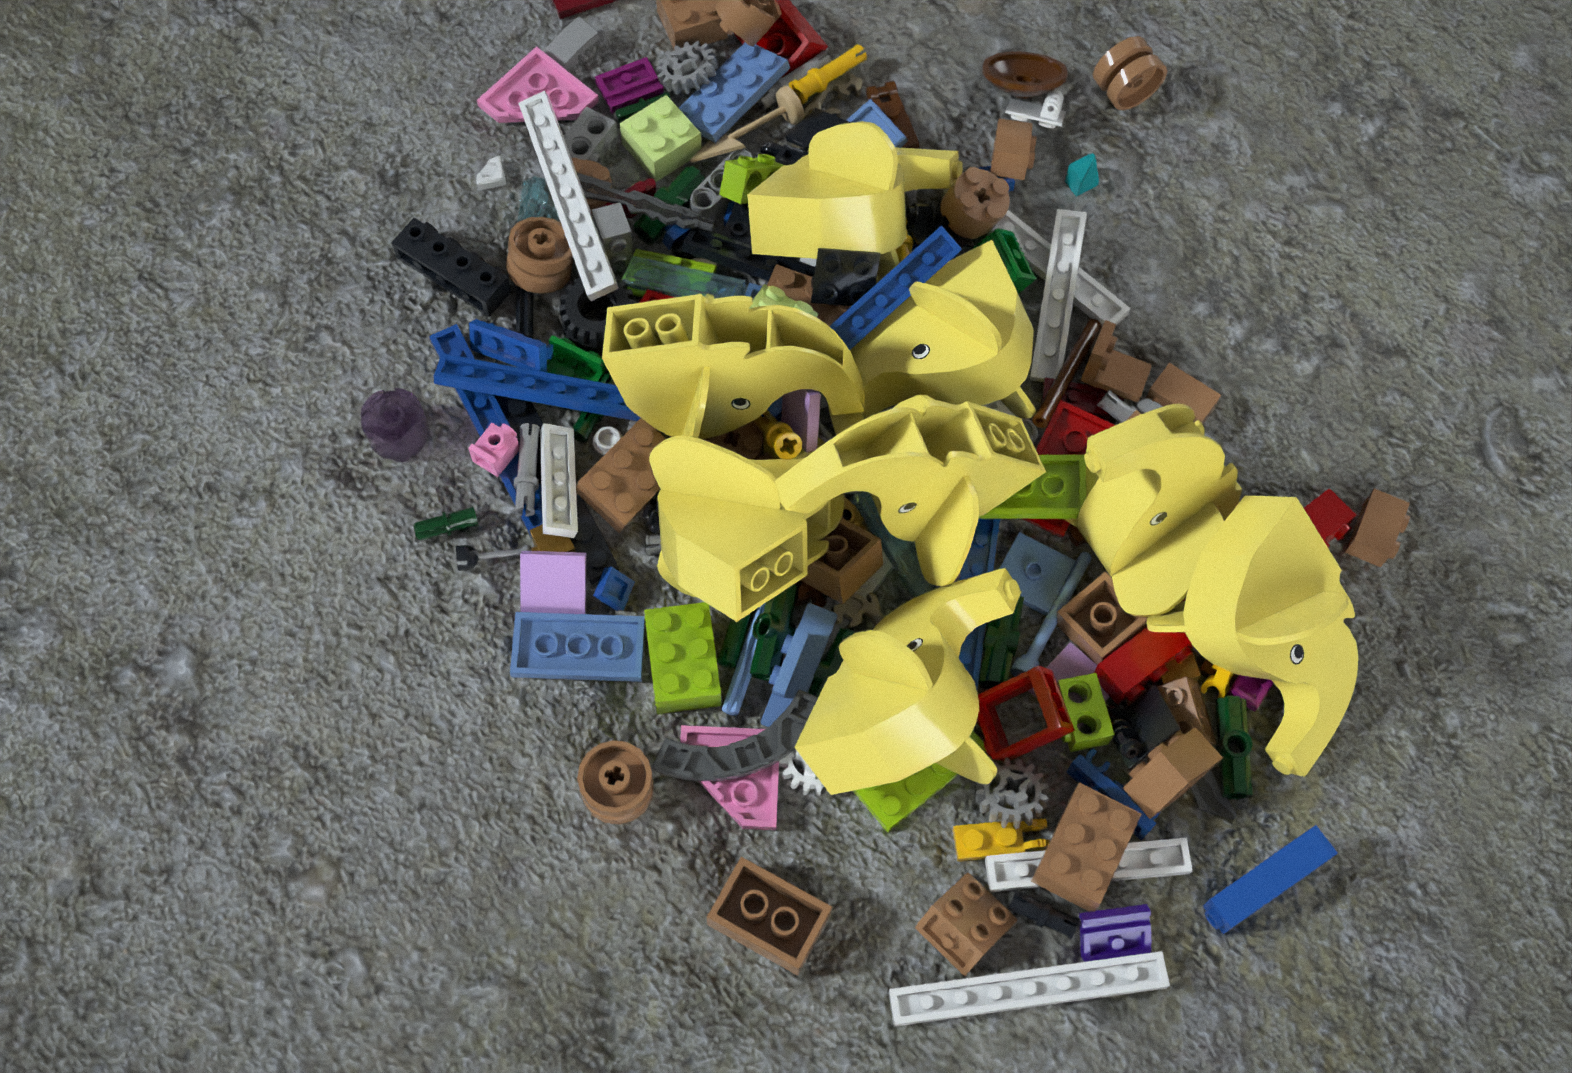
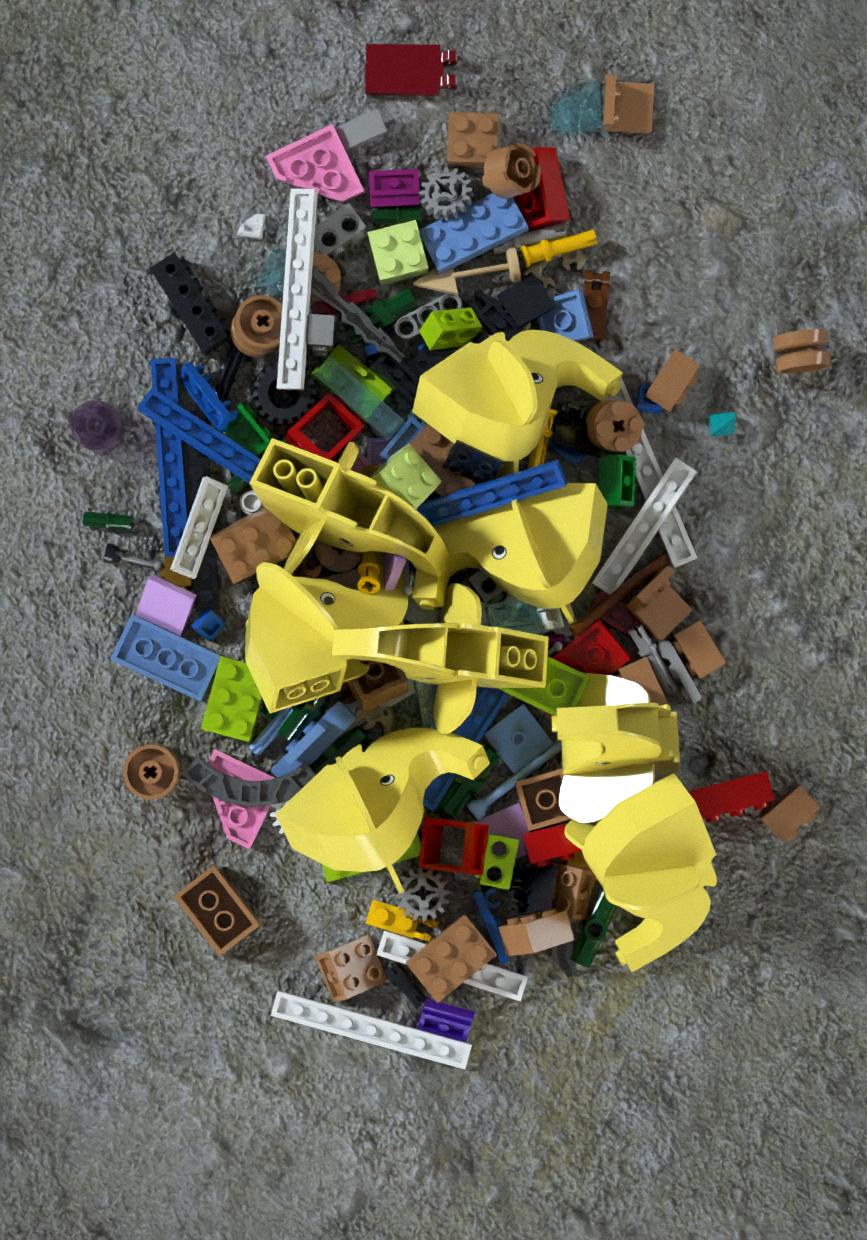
camera: 30 degrees right, 20 degrees up
(495, 457) = (162, 490): bright pink brick -> none
(526, 480) = (180, 507): light grey pin -> none
(1024, 73) = (718, 312): reddish brown dish -> none
(1048, 115) = (712, 352): white hinge -> none
(1269, 880) = (566, 1031): blue slope -> none

